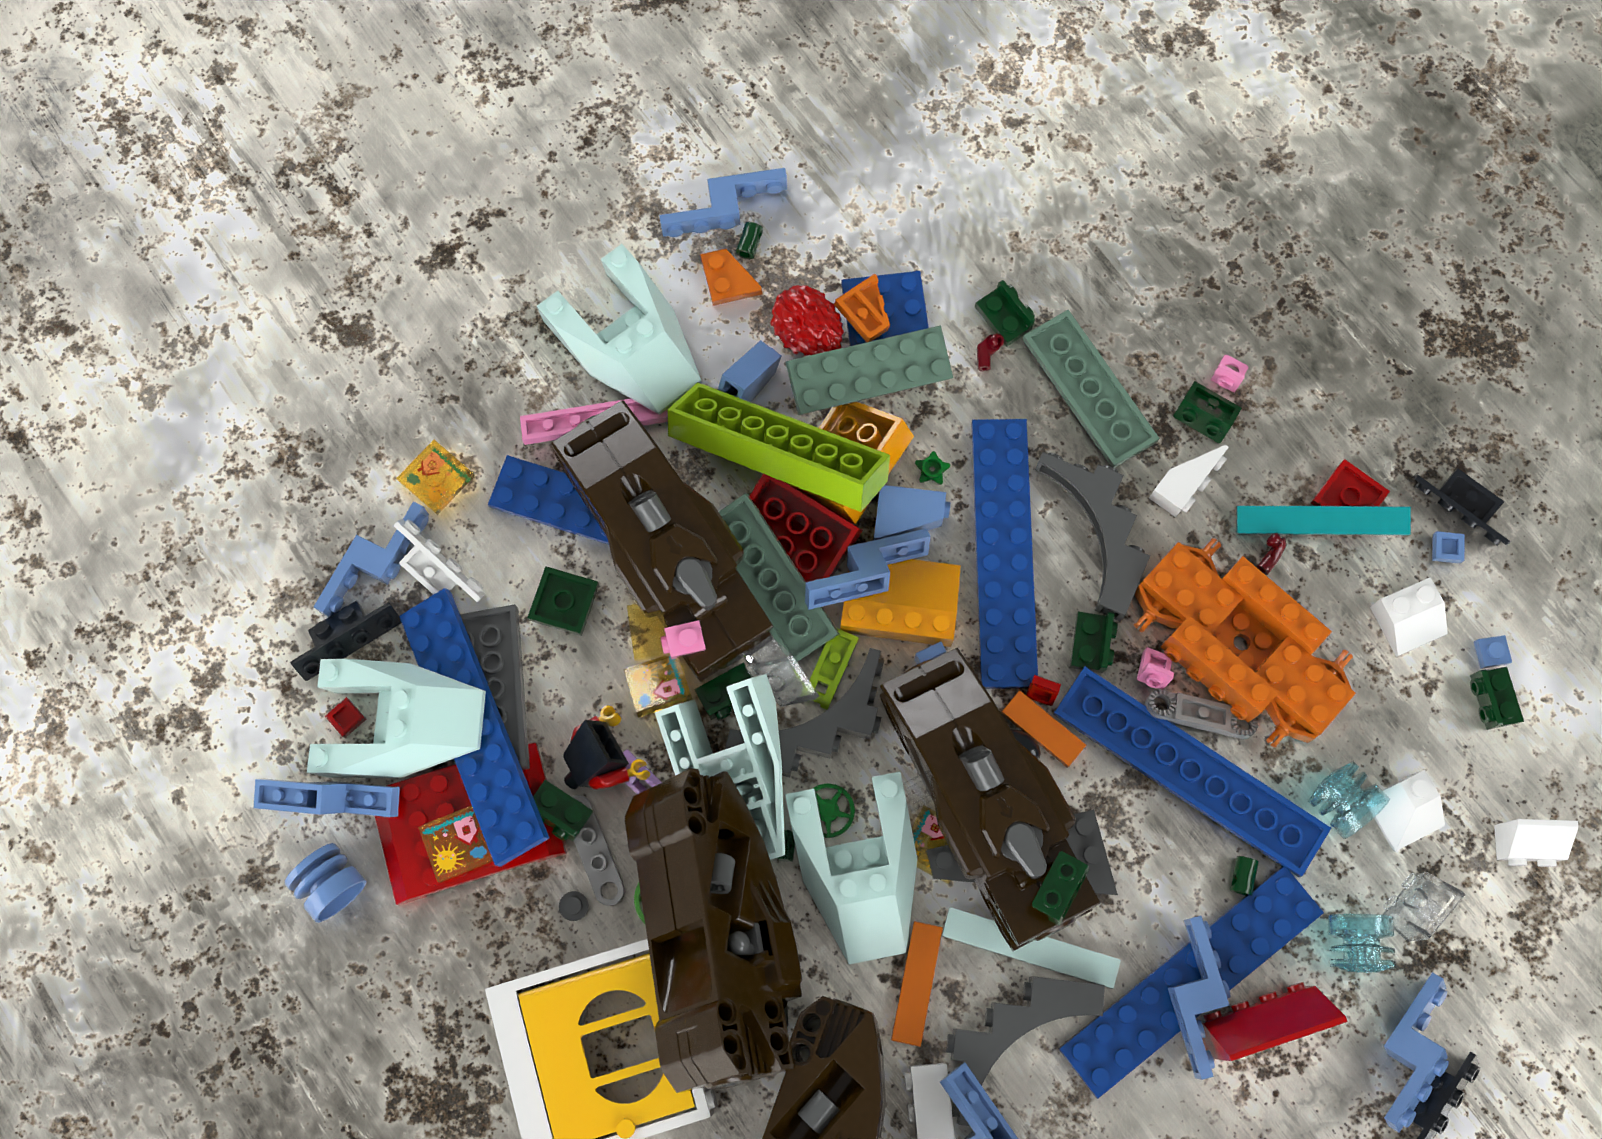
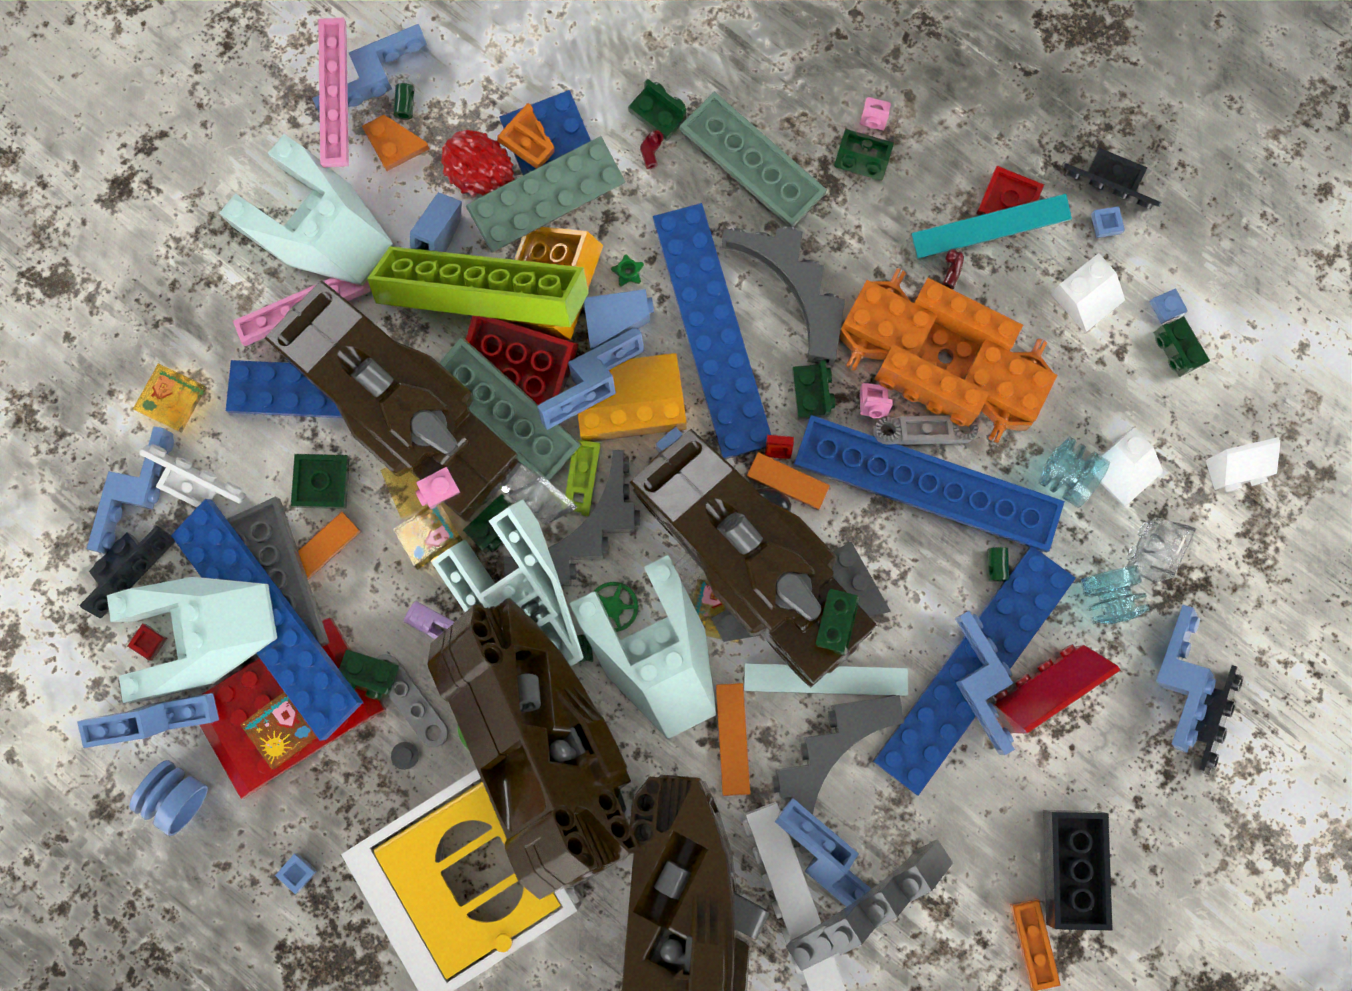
camera: 15 degrees left, 5 degrees up
(430, 997) = (296, 873): none -> medium blue plate
(553, 666) = (327, 543): none -> orange tile
(596, 757) = (388, 615): black torso -> none
(682, 215) = (333, 92): none -> bright pink plate
(1181, 482) = (855, 226): white slope -> none

